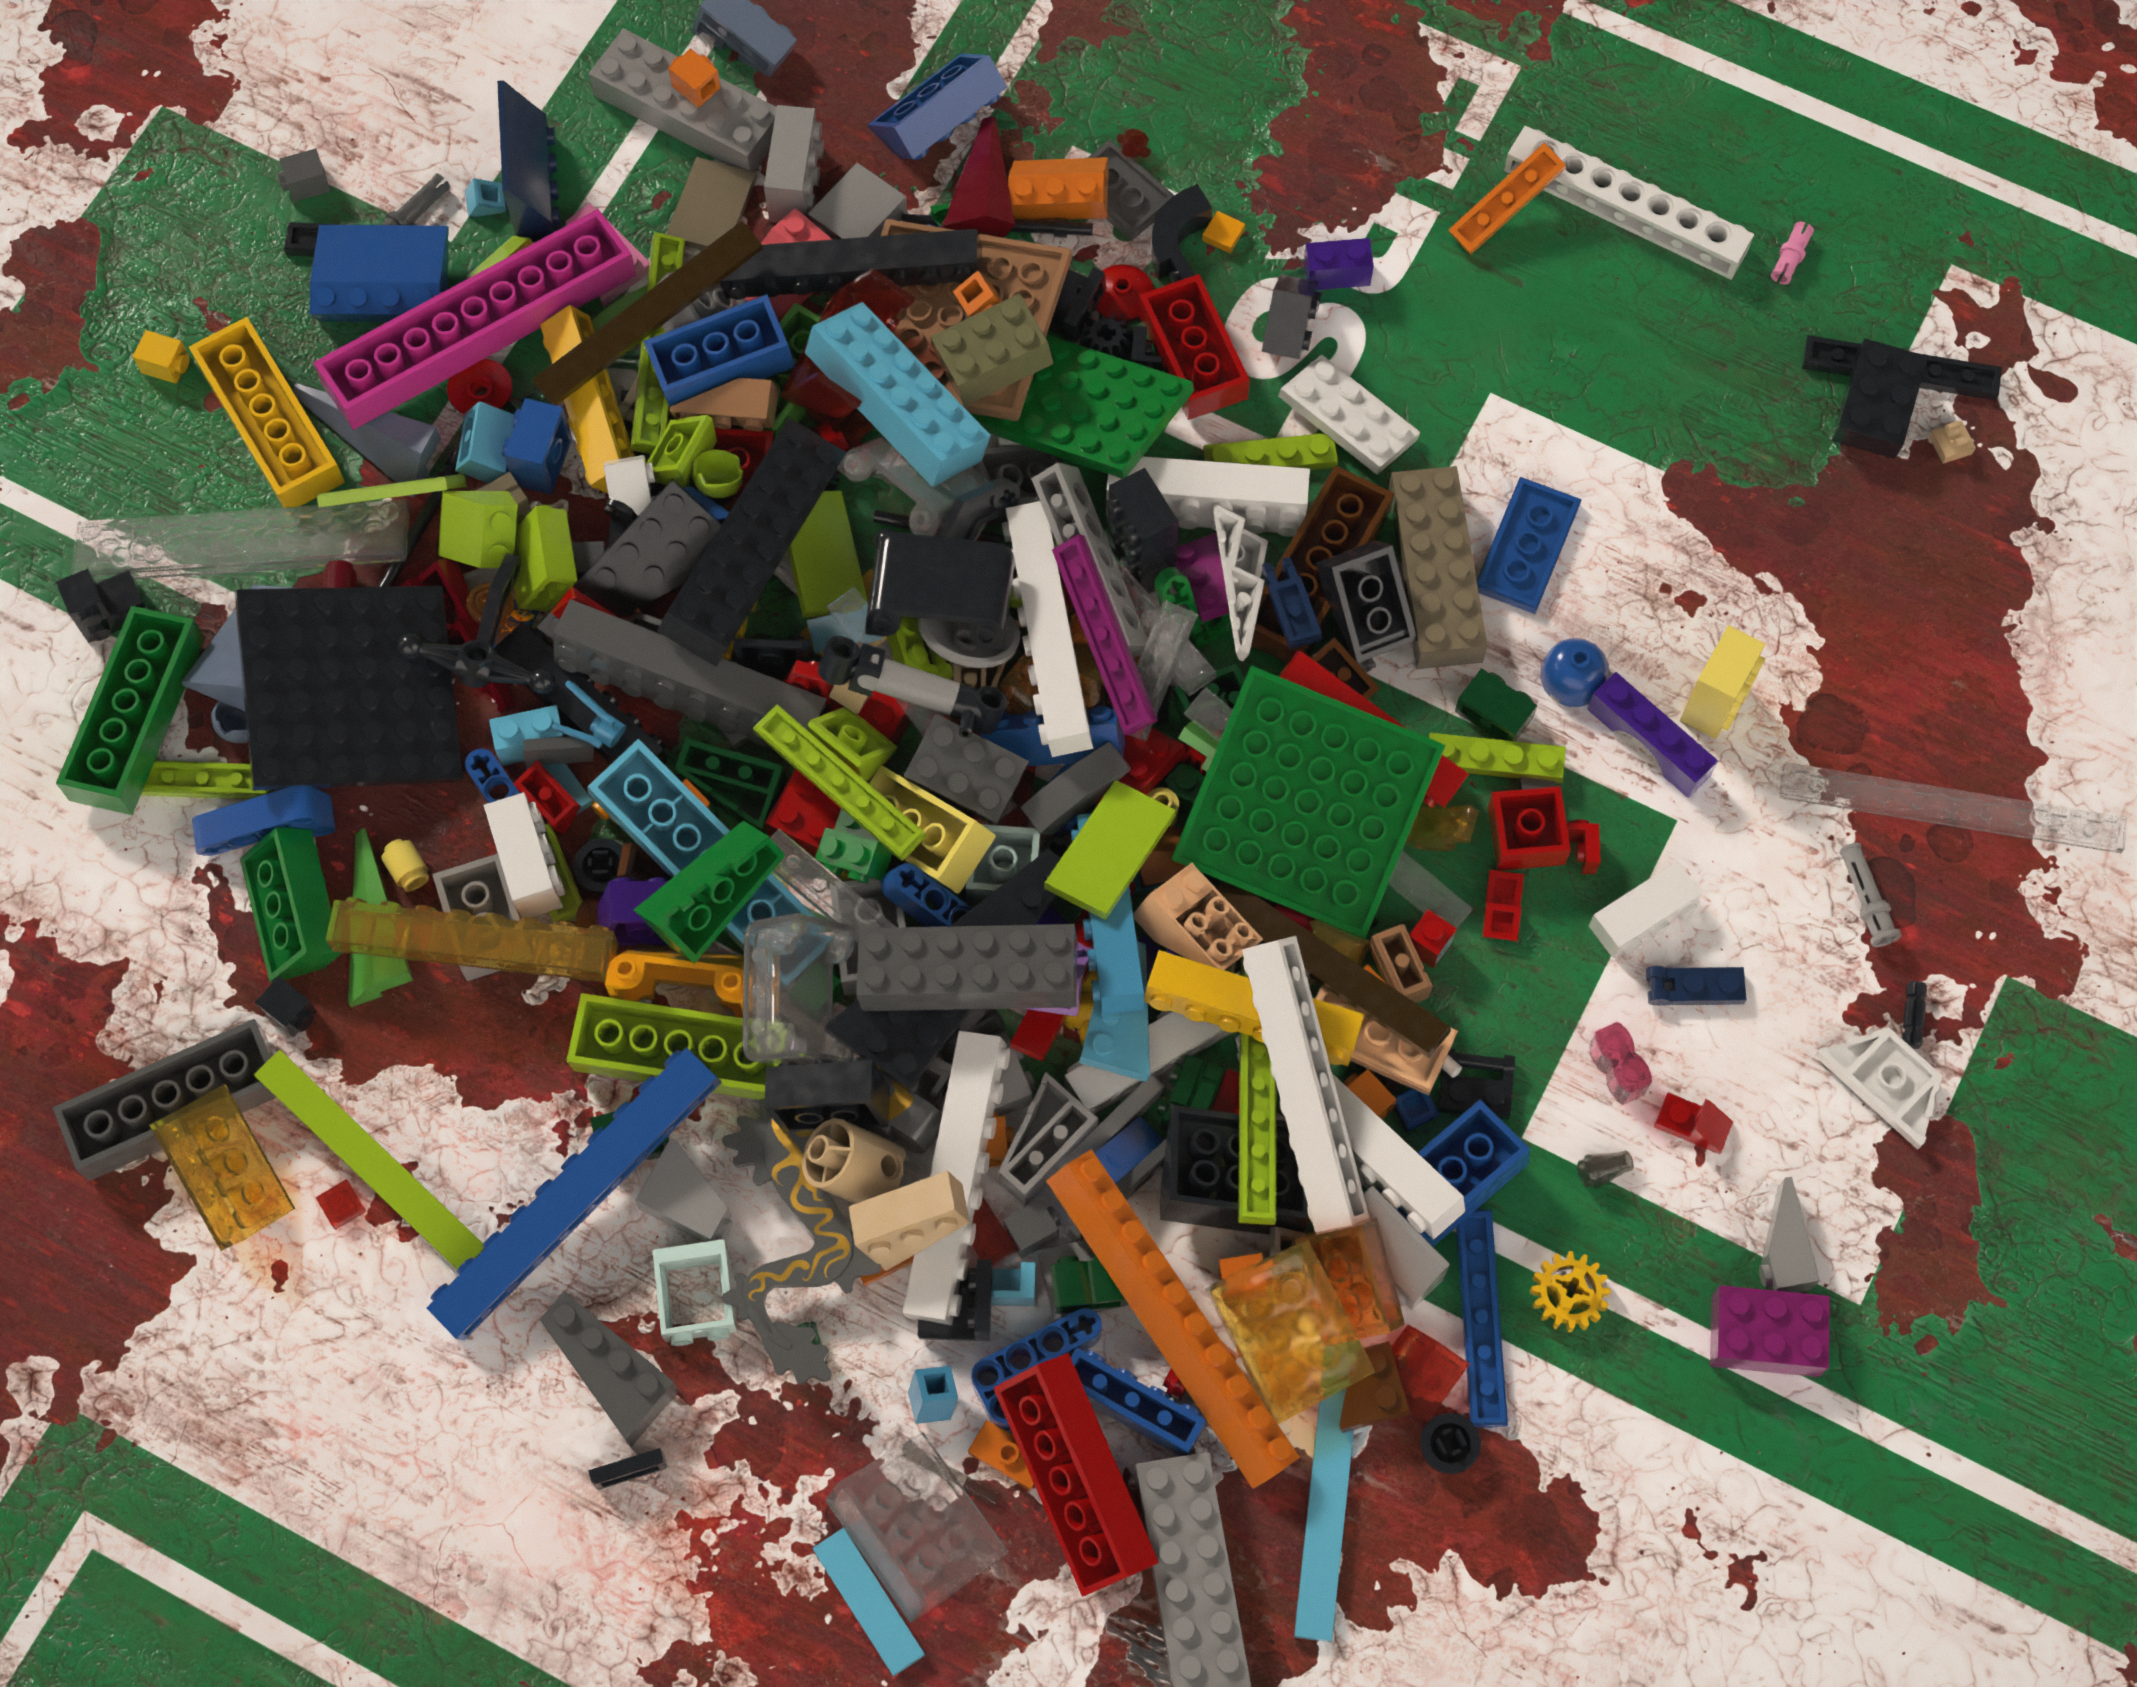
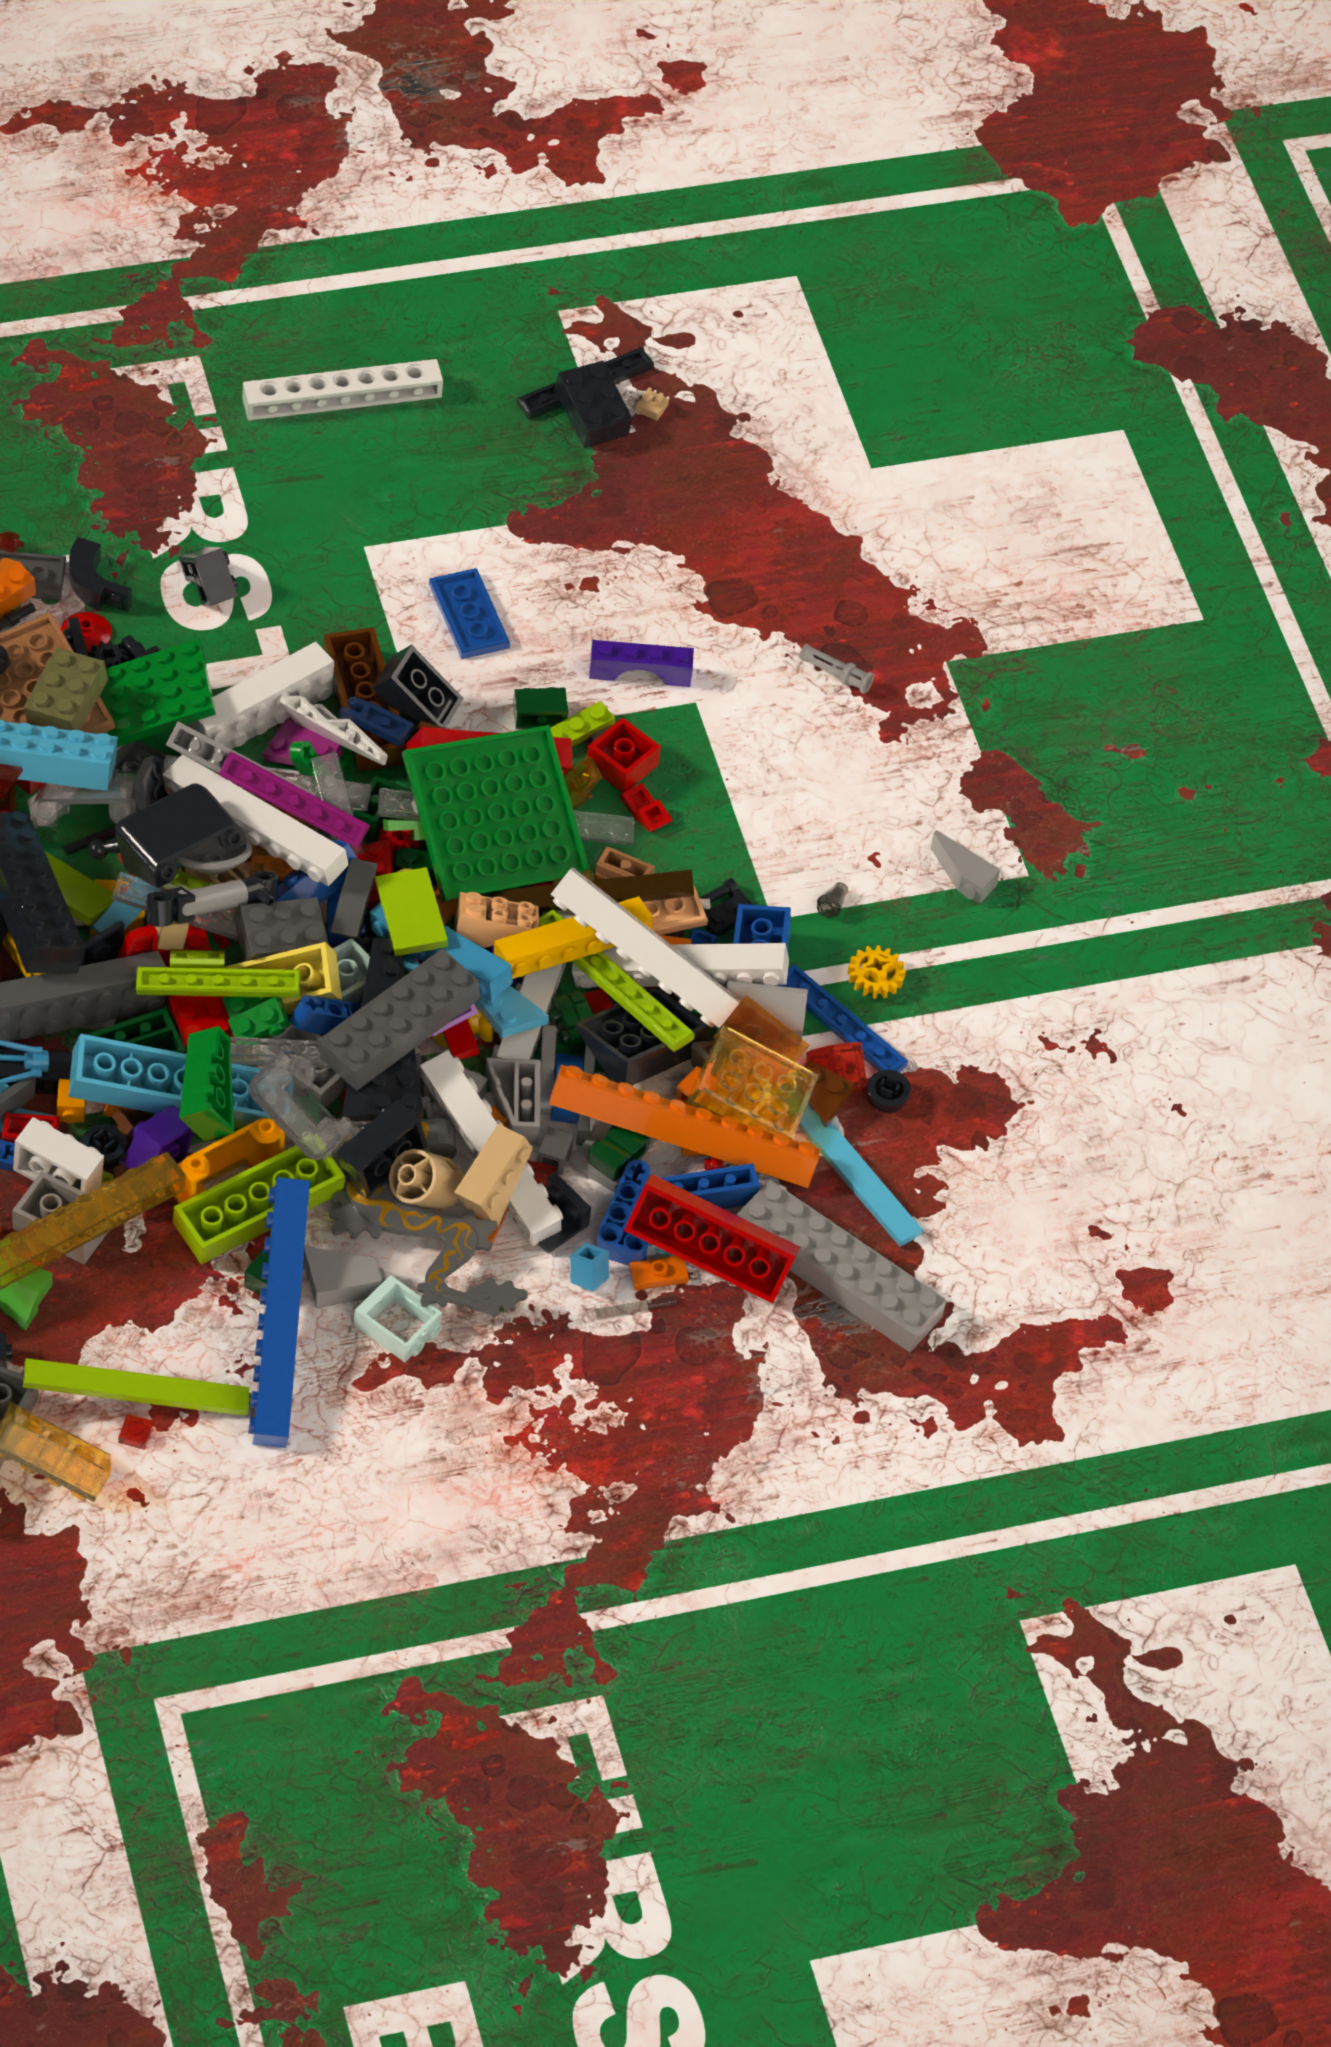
camera: 50 degrees left, 15 degrees down
(614, 1372) = (389, 1389): dark grey wedge -> none
(628, 1469) = (455, 1433): black tile -> none
(868, 1602) = (657, 1399): medium azure tile -> none
(915, 1526) = (645, 1342): clear slope -> none
(976, 294) = (25, 670): orange brick -> none
(1014, 1286) = (581, 1180): medium azure panel -> none
(1141, 528) = (255, 728): black brick -> none
(1194, 345) = (165, 622): red brick -> none
(1223, 232) = (115, 558): light orange tile -> none
(1303, 451) = (285, 646): lime plate -> none
(1339, 263) = (207, 528): dark purple brick -> none
(1349, 414) = (295, 608): white plate -> none
(1432, 938) = (626, 842): red brick -> none
(1437, 567) = (470, 673): dark tan brick -> none
(1507, 198) = (273, 429): orange plate -> none
(1574, 671) = (564, 660): blue cylinder -> none
(1587, 844) = (669, 745): red bracket -> none
(1615, 1056) = (791, 841): clear pink brick -> none
(1646, 911) = (727, 756): white brick -> none
(1695, 1123) = (856, 846): red slope -> none
(1696, 986) = (790, 777): dark blue plate -> none
(1724, 683) = (658, 603): light yellow brick -> none
(1770, 1331) = (997, 916): magenta brick -> none
(1792, 253) = (464, 359): bright pink pin -> none
(1889, 1079) = (937, 752): white wing -> none
(1914, 1014) = (918, 712): black axle -> none
(1953, 807) = (835, 595): clear plate -> none

